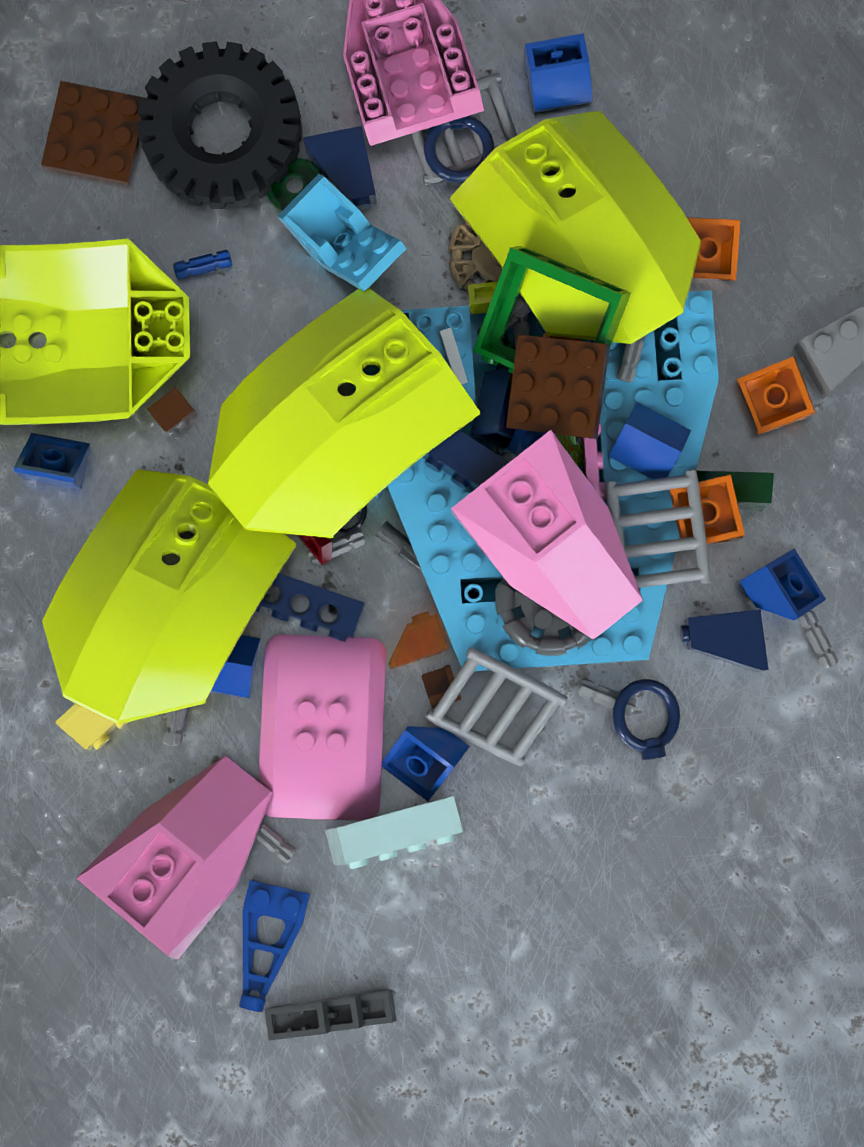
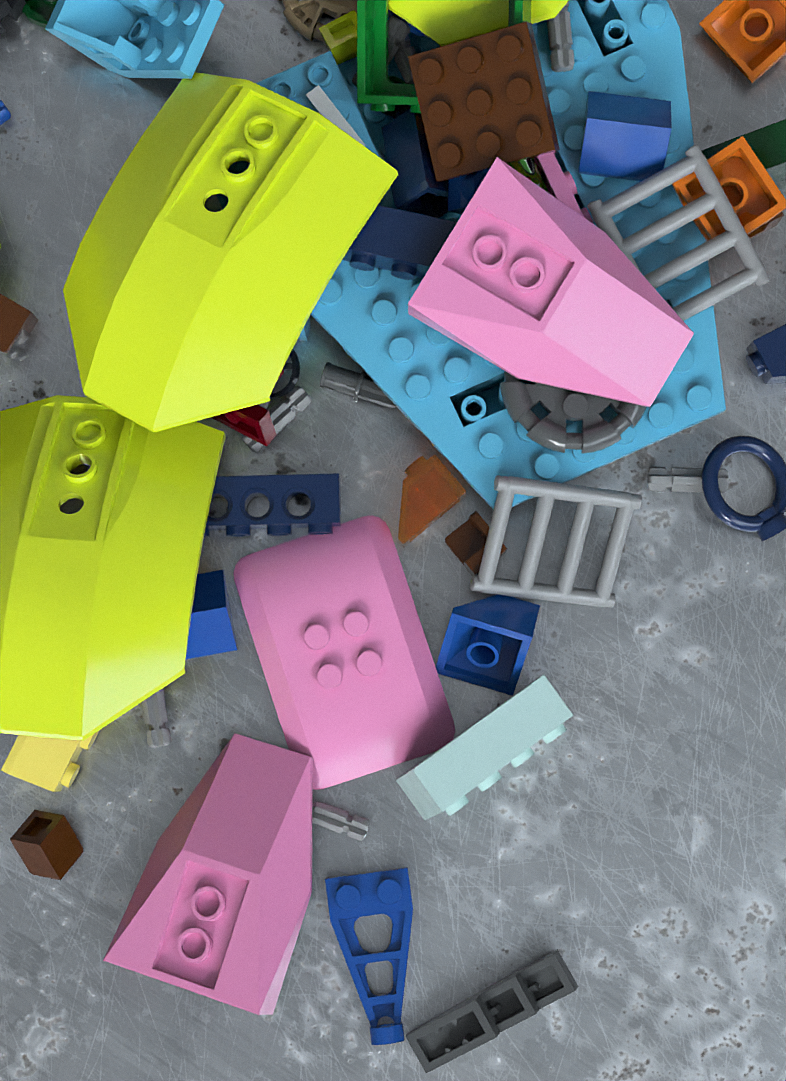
camera: 15 degrees left, 0 degrees up
(67, 784) = (47, 844): none -> reddish brown panel

